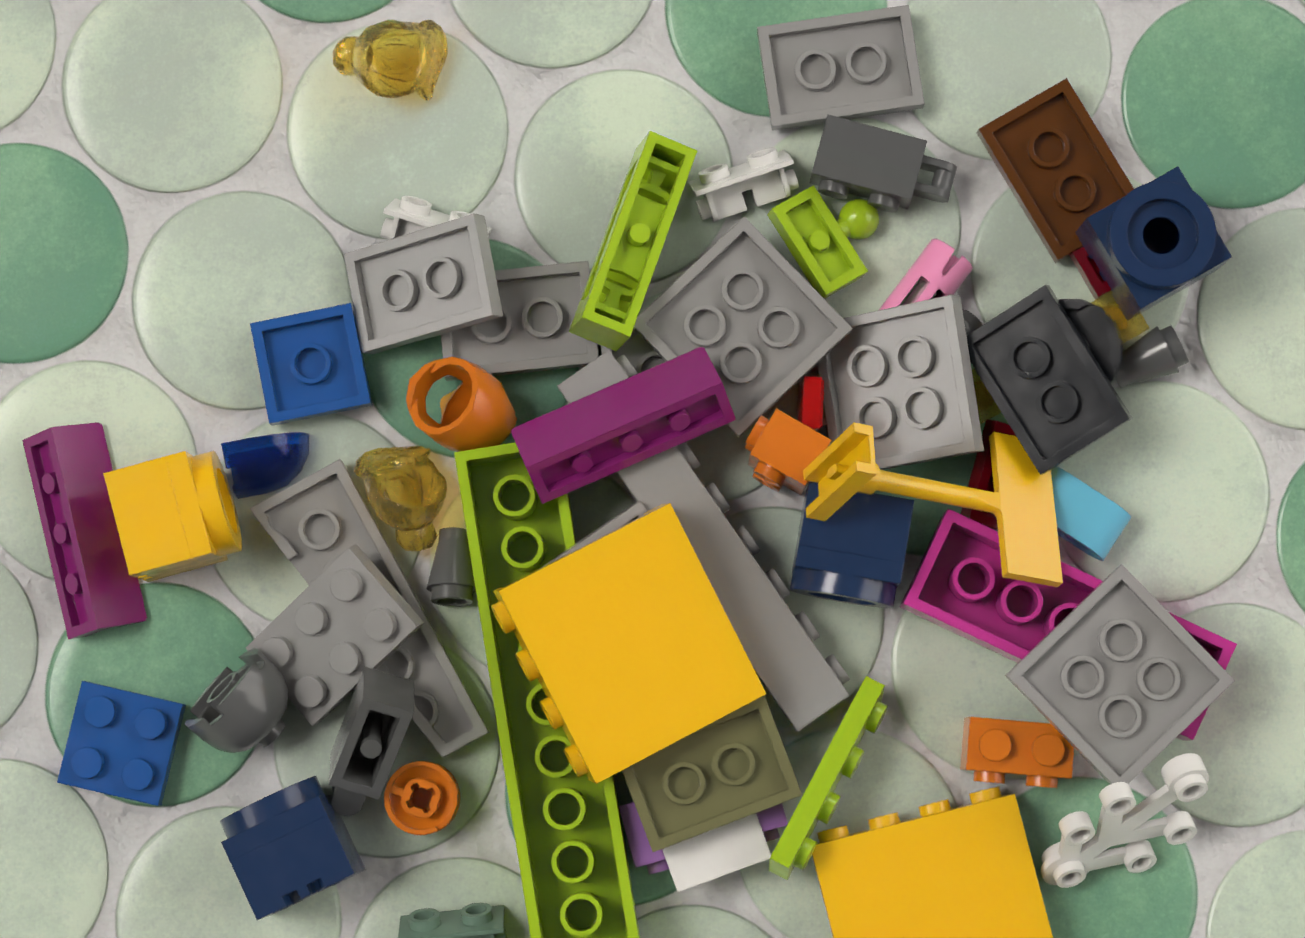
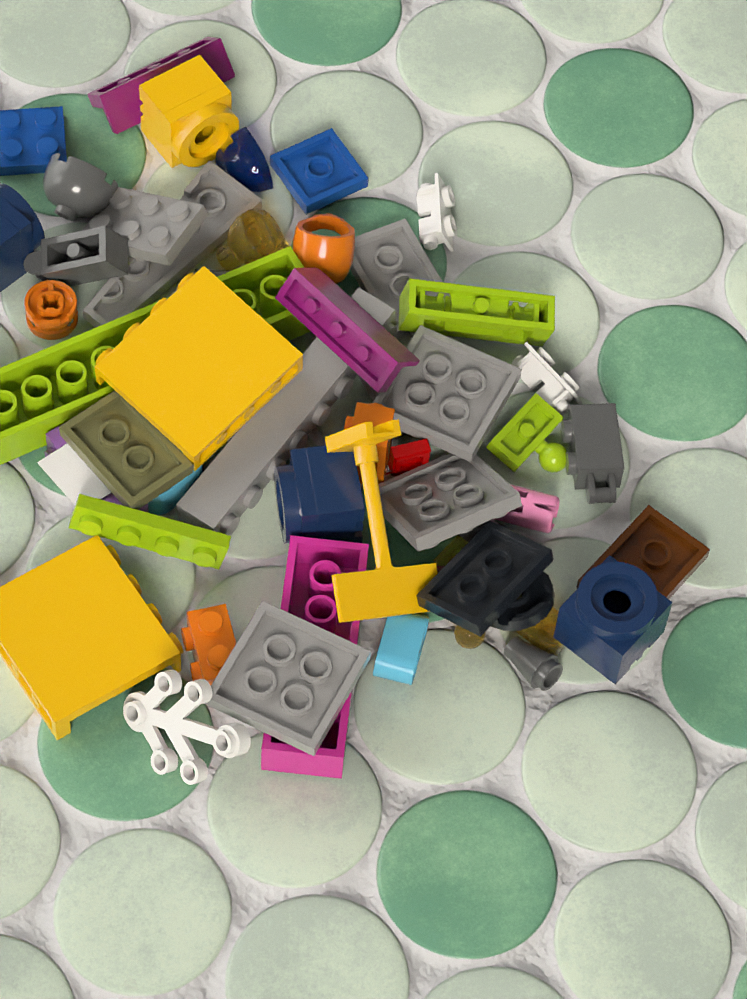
camera: 60 degrees right, 25 degrees down
(394, 57) = (542, 160): clear yellow hair -> none
(423, 284) = (397, 207): light grey plate -> none
(840, 67) = (654, 413): light grey plate -> none

